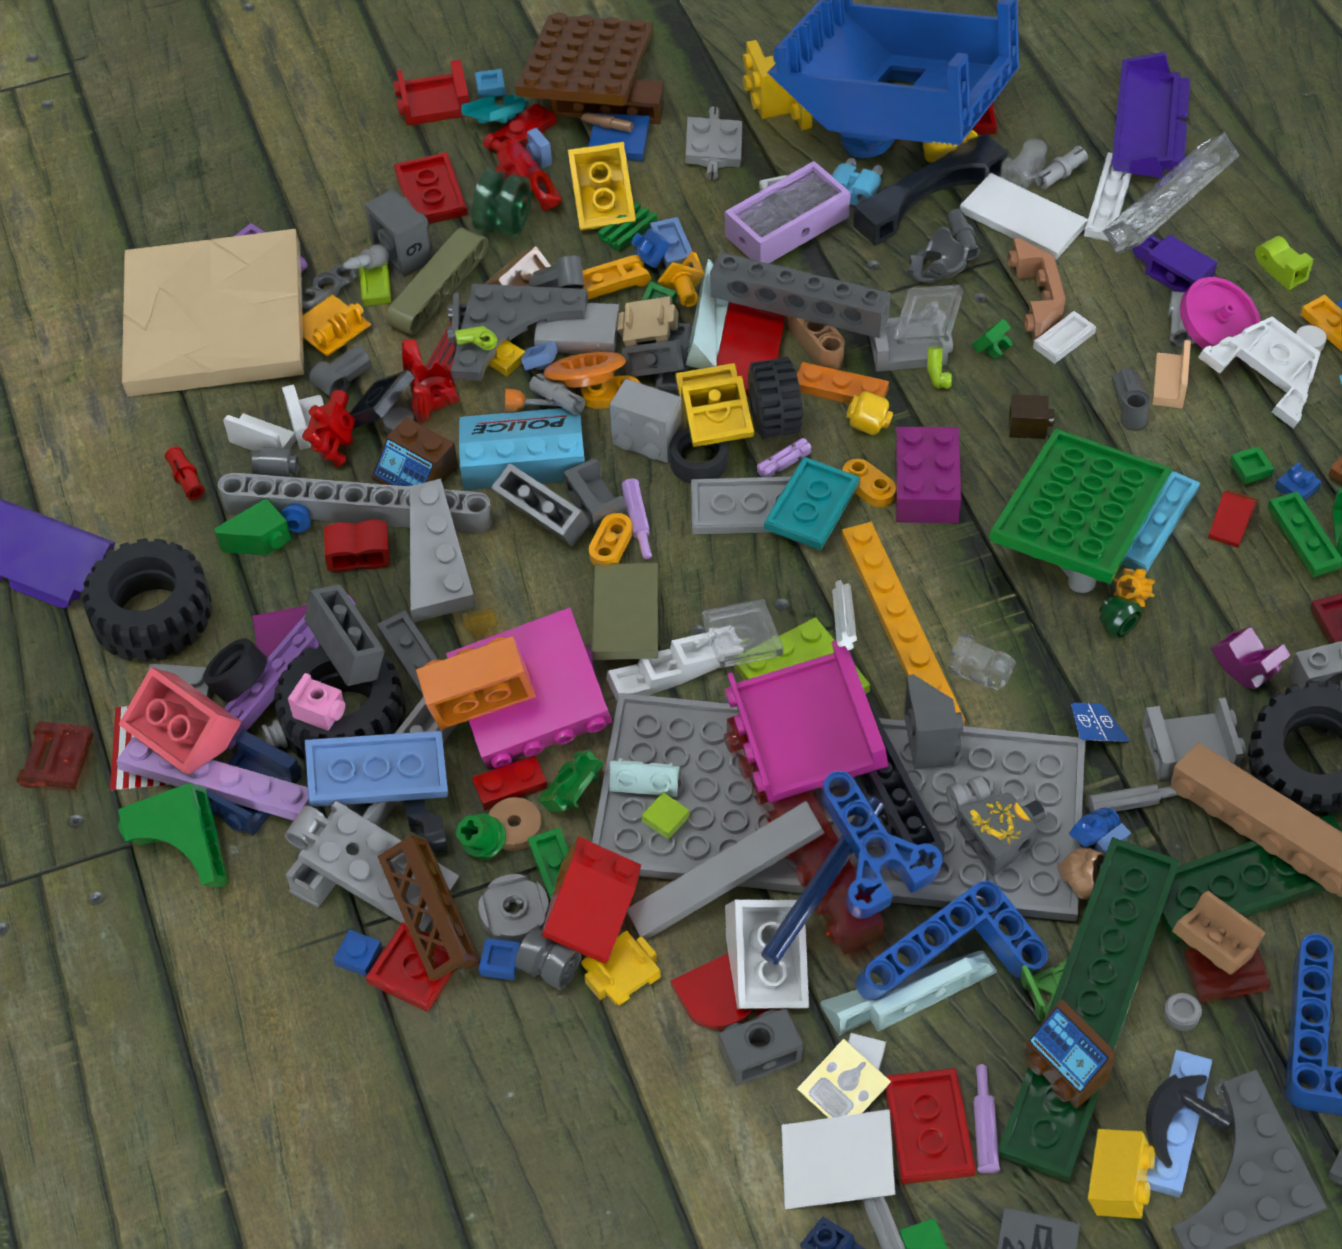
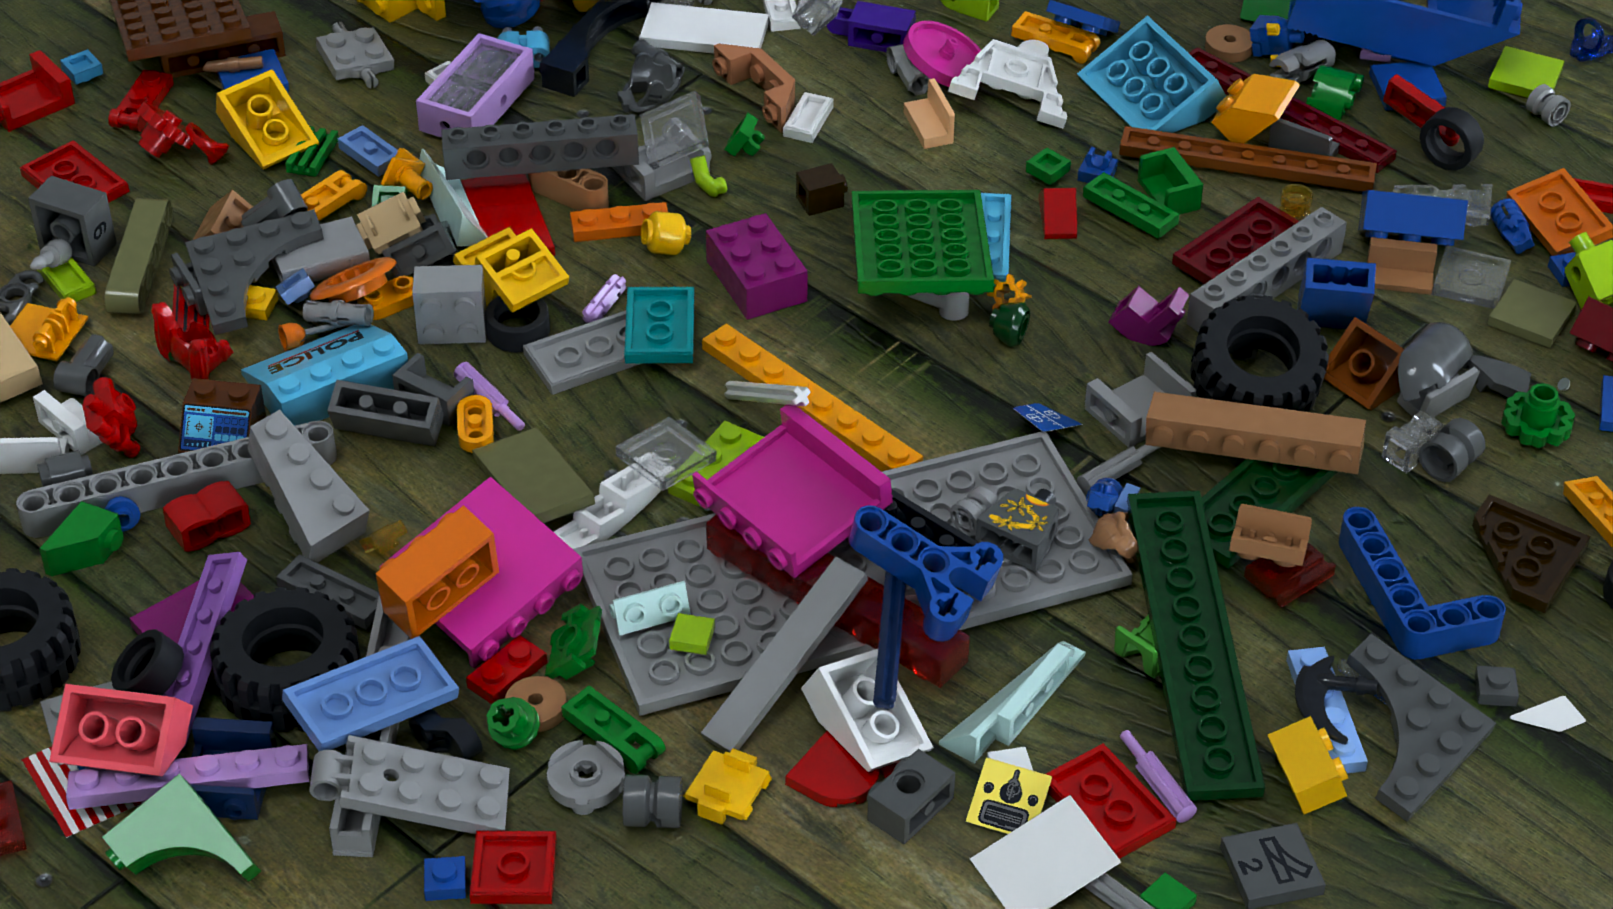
camera: 30 degrees left, 10 degrees down
(274, 735) = (227, 710): light grey bush -> none
(316, 703) = (276, 651): bright pink brick -> none
(344, 635) = (268, 577): dark grey brick -> none
(380, 398) = (151, 371): black plate -> none
(395, 417) = (173, 393): light grey tile -> none
(439, 902) = (516, 791): reddish brown fence -> none
(478, 335) = (228, 280): lime arm -> none
(487, 110) = (89, 91): teal piece -> none
(499, 959) = (601, 824): blue plate -> none
(501, 203) = (175, 162): clear green wheel -> none
(539, 148) = (176, 103): medium blue plate -> none
(590, 899) = (667, 725): red slope -> none
(650, 247) = (353, 158): blue tile -> none
(775, 397) = (574, 239): black tyre -> none
(869, 481) = (709, 294): light orange plate -> none
(931, 725) = (905, 454): dark grey slope -> none
(946, 933) = (1051, 598): blue beam -> none
(980, 663) = (908, 405): clear leg -> none
(1069, 1055) = (1210, 675): slope -> none
(1131, 398) = (906, 145): dark grey piece -> none
(1182, 1011) = (1271, 621): light grey tile -> none

